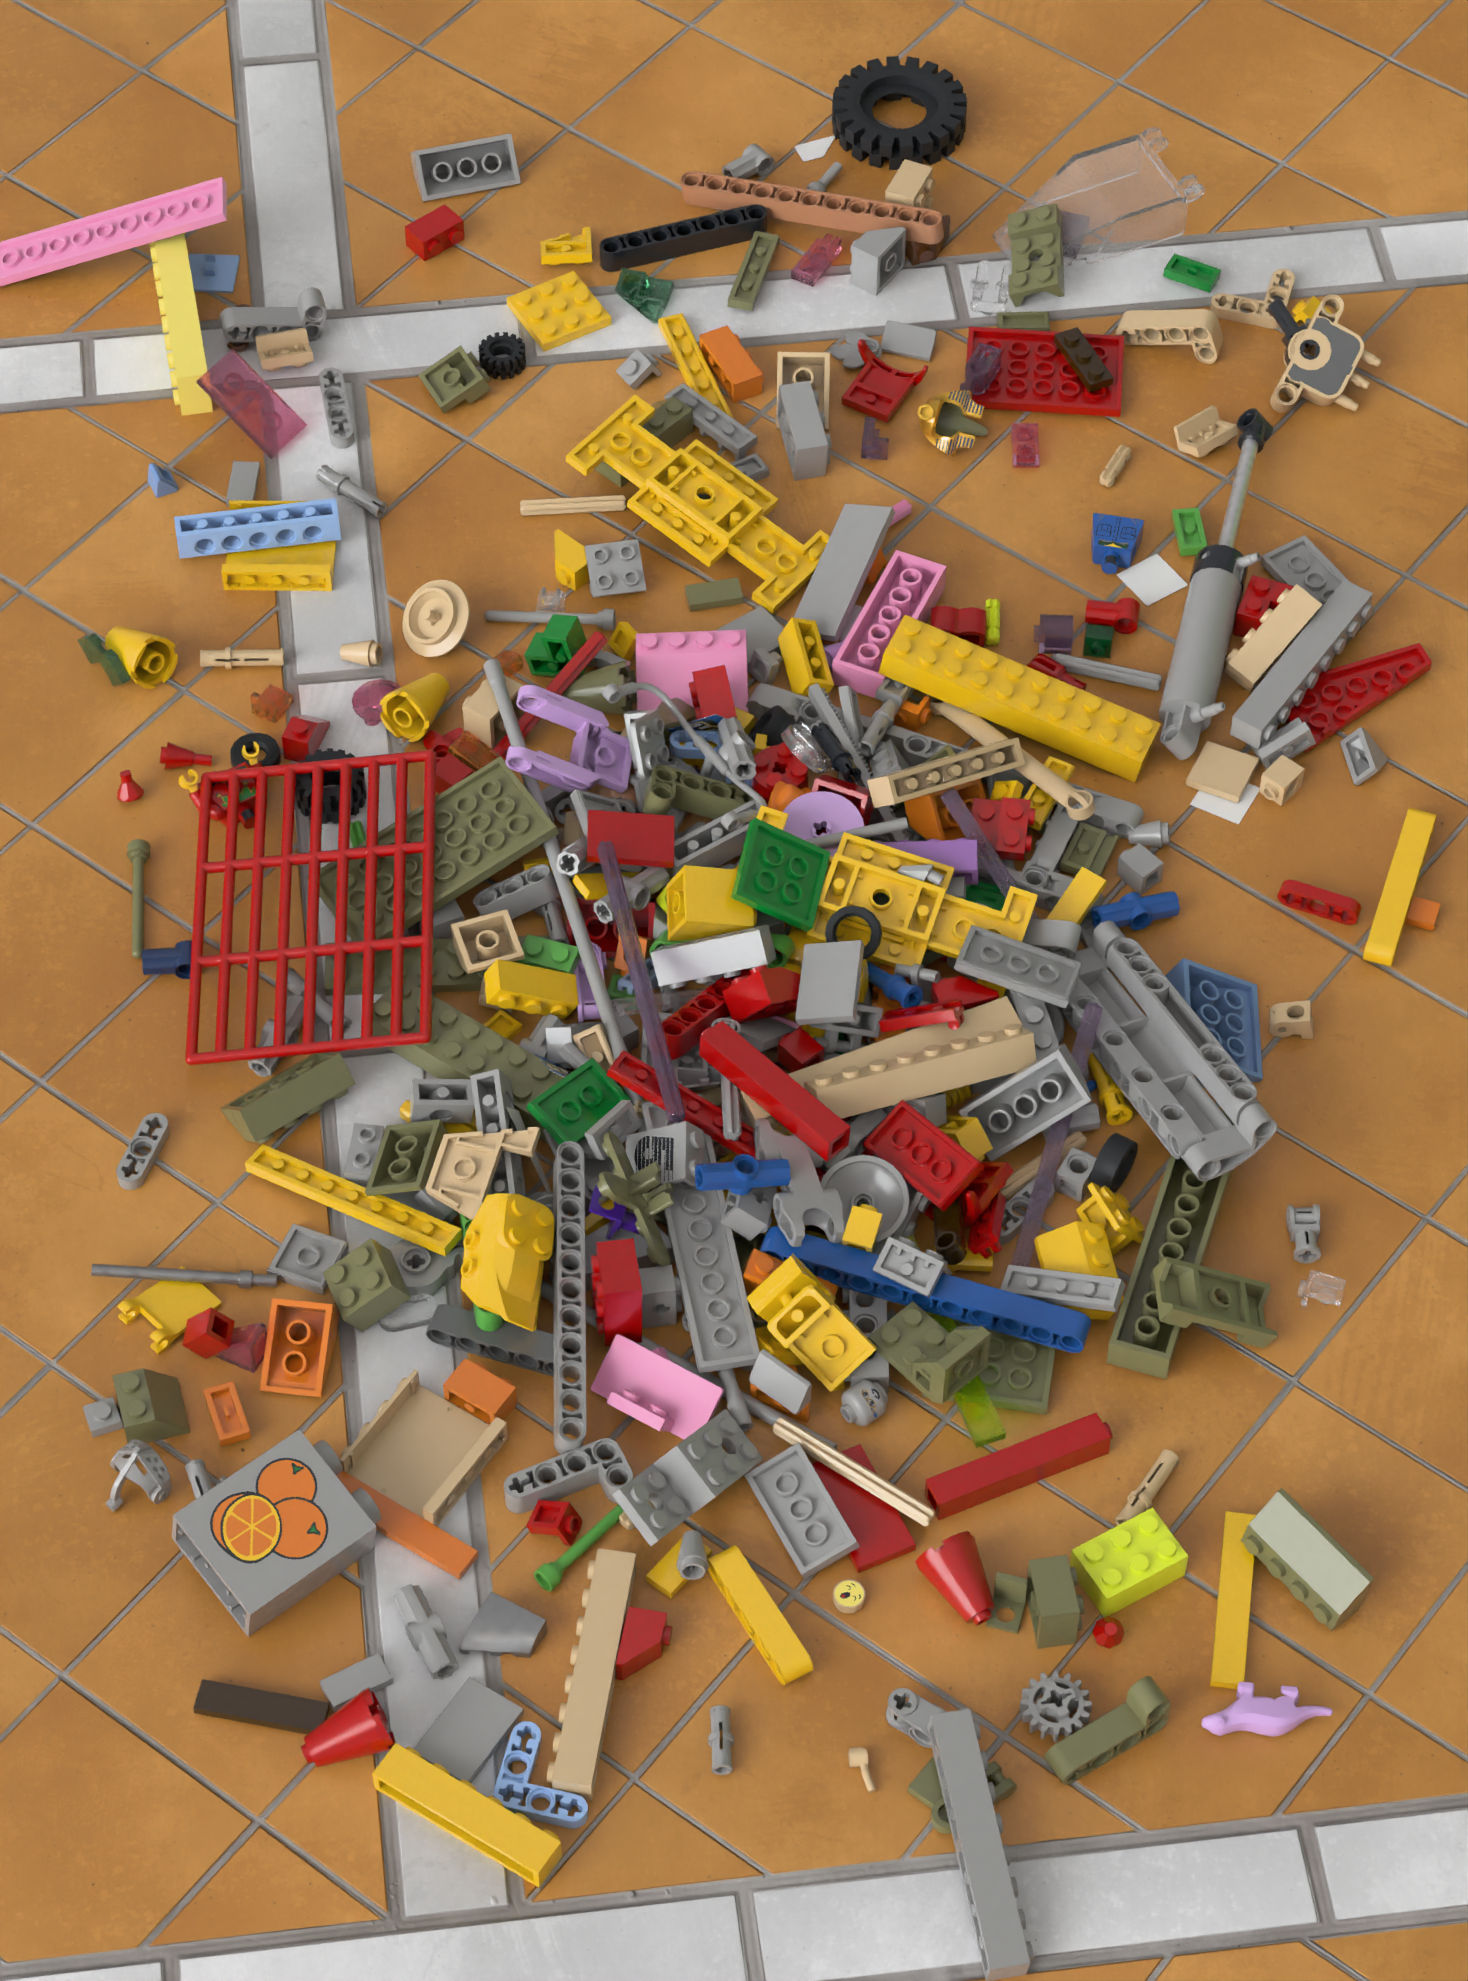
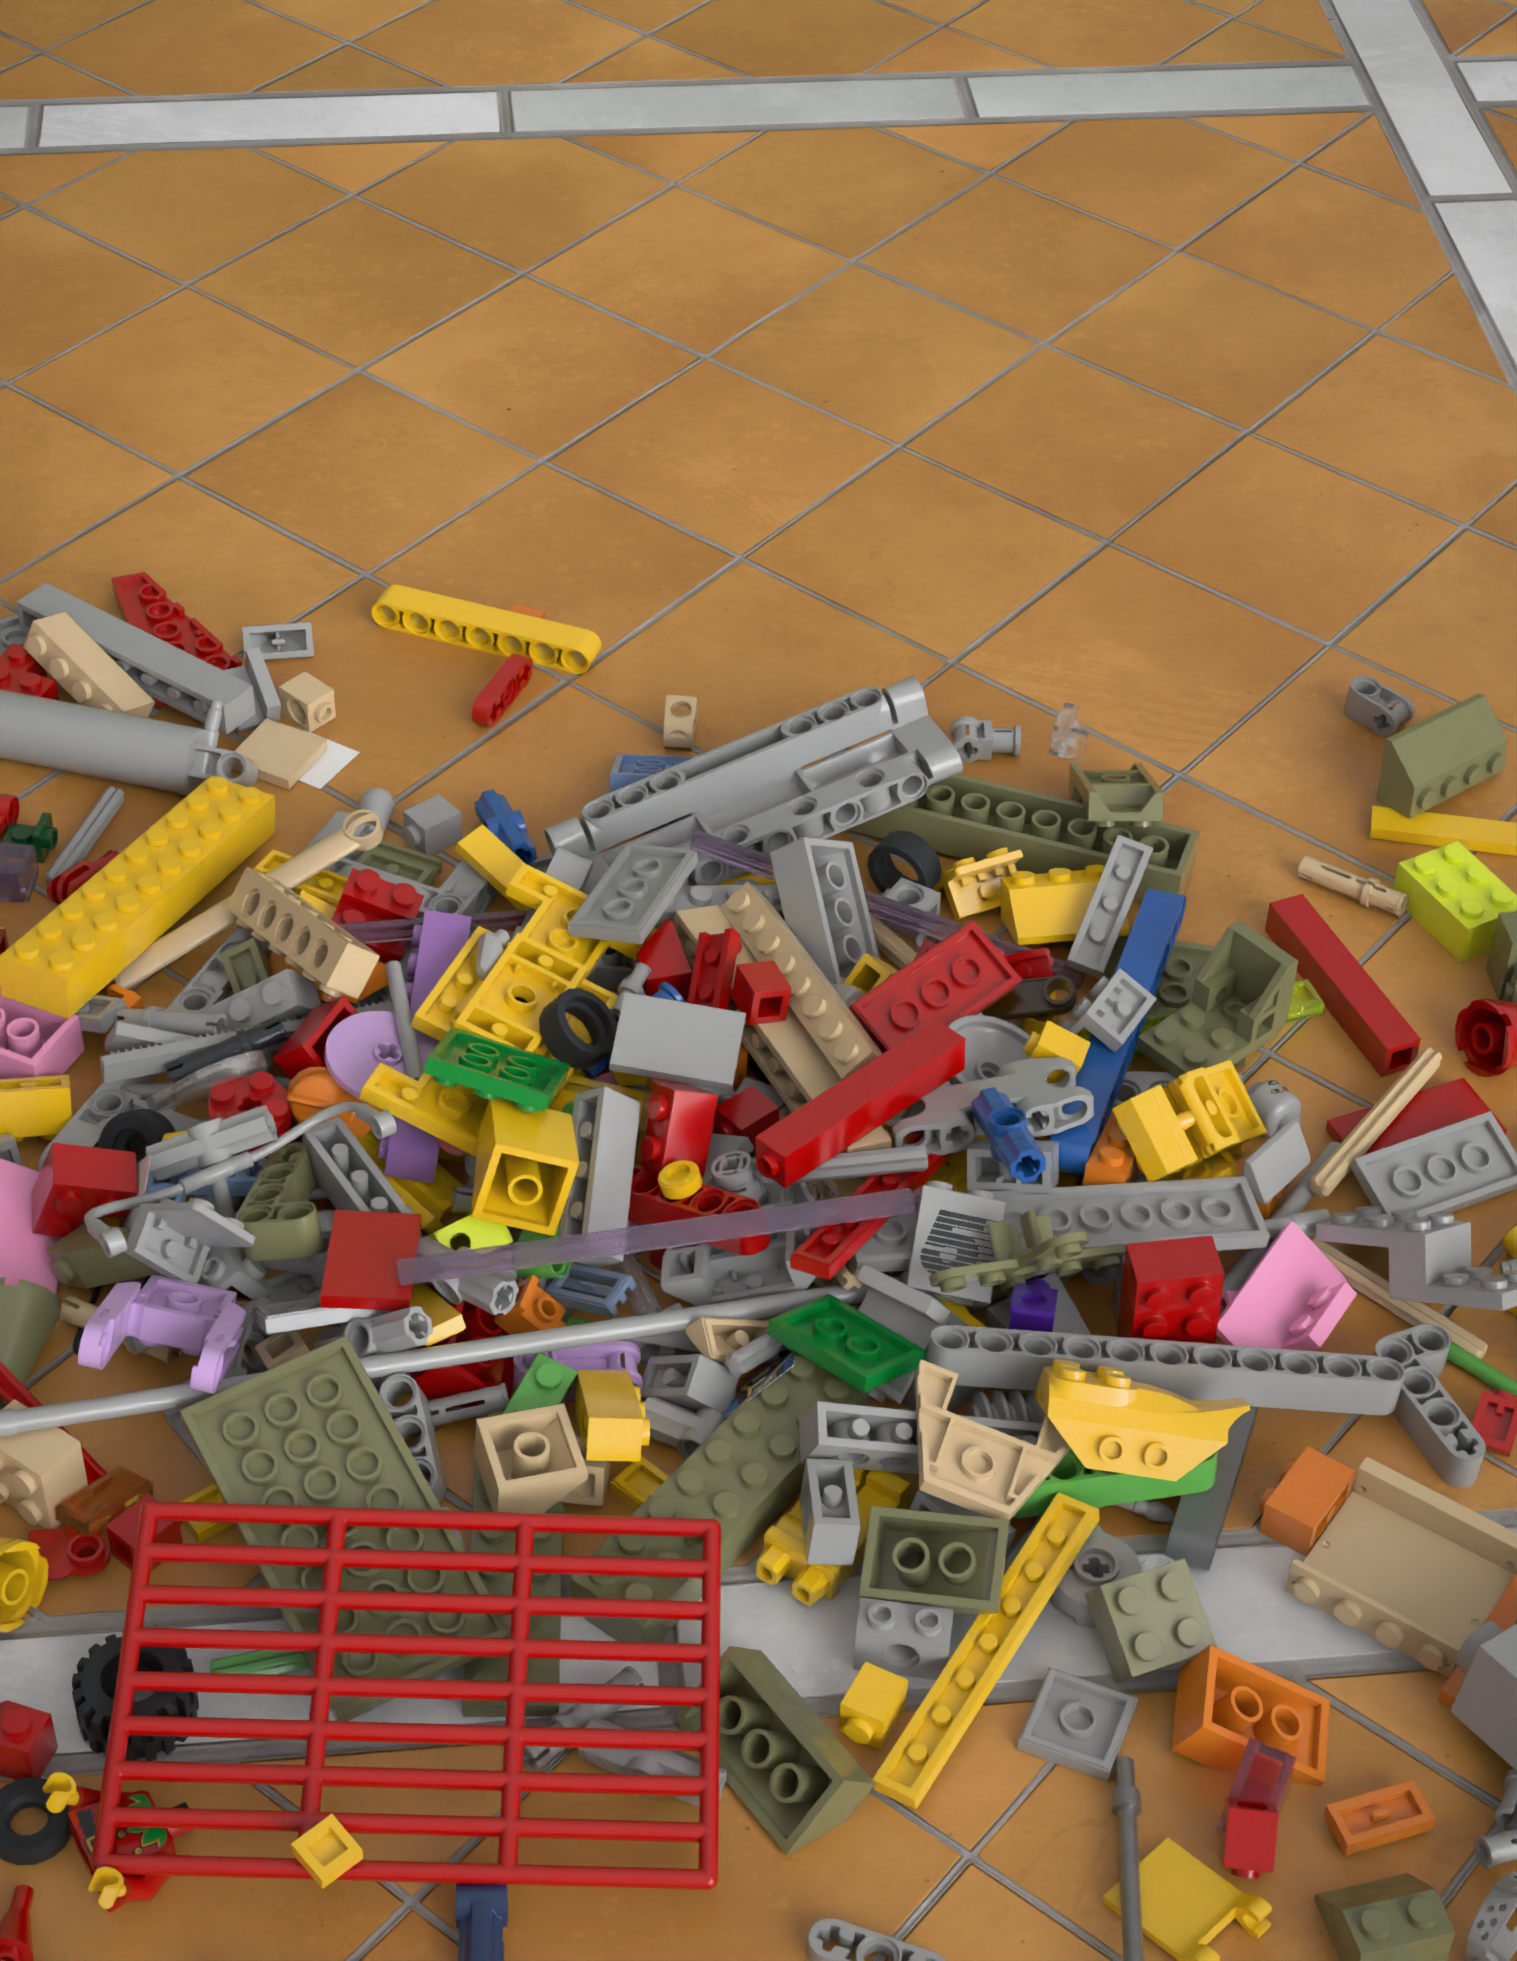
camera: 90 degrees left, 10 degrees down
(200, 868) = (327, 1851): none -> yellow plate
(317, 1144) = (873, 1706): none -> yellow brick
(712, 1000) = (680, 1179): none -> yellow tile
(897, 1036) = (761, 992): none -> red brick
(1396, 1536) = (1374, 706): none -> light grey piece

